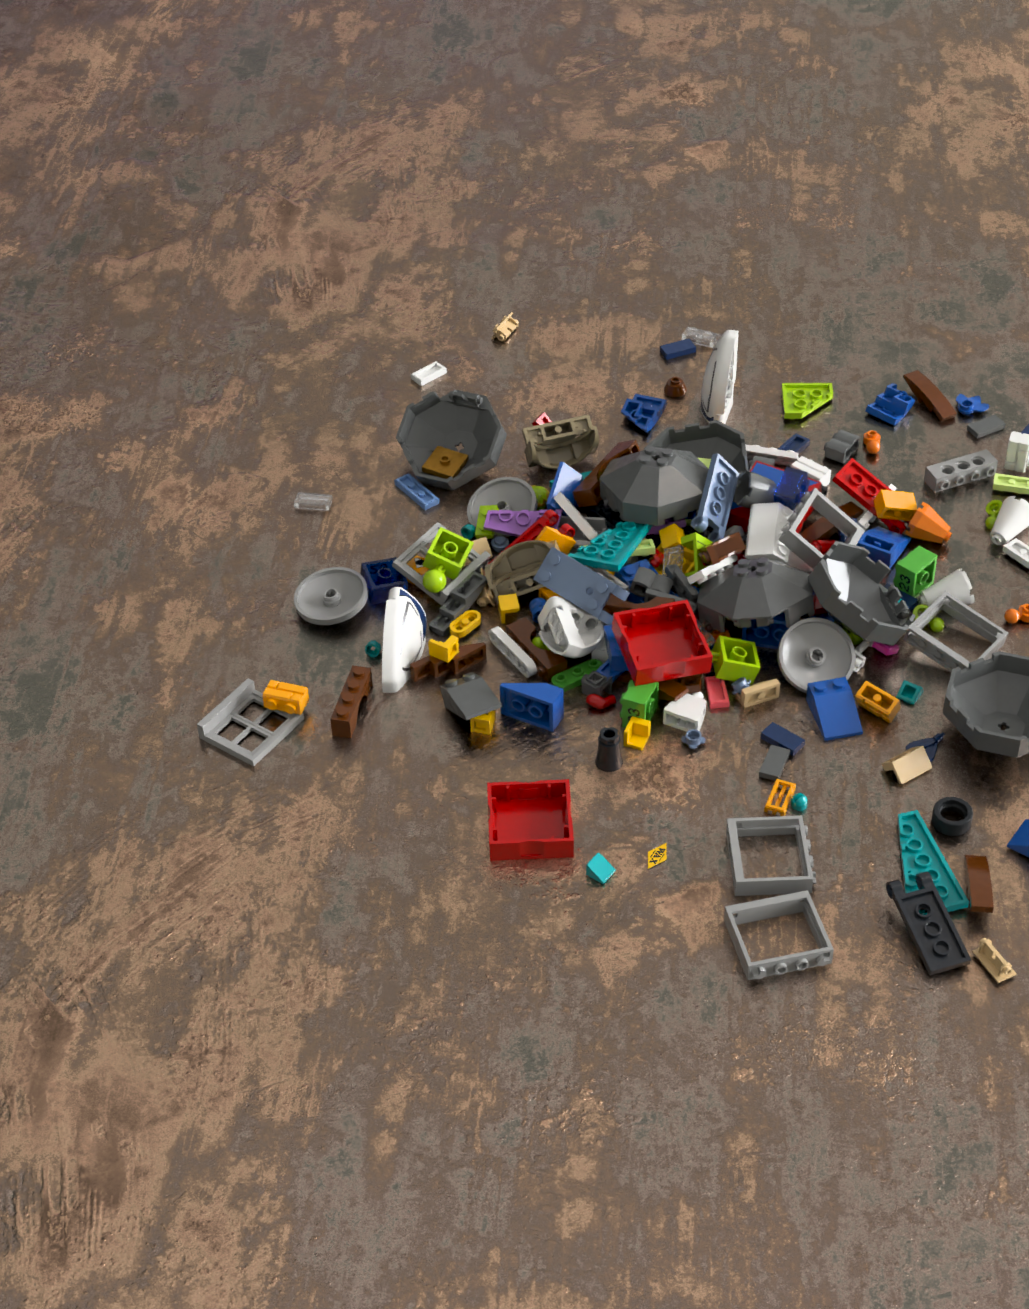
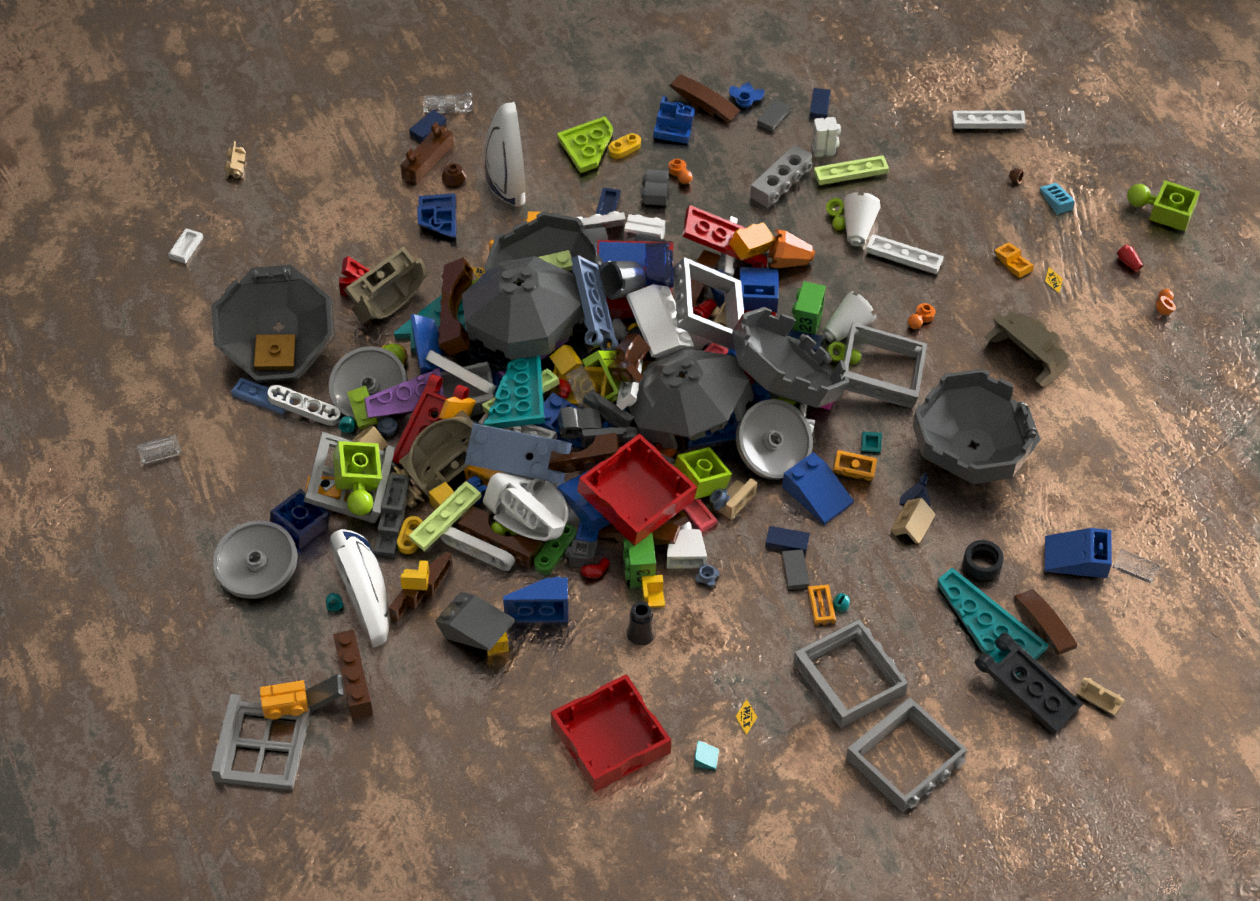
camera: 30 degrees left, 10 degrees up
(320, 705) = (325, 692): none -> dark grey tile
(445, 504) = (305, 402): none -> white beam
(498, 616) = (445, 516): none -> yellowish green plate
(662, 367) = (426, 154): none -> reddish brown brick
(836, 410) = (624, 146): none -> yellow plate

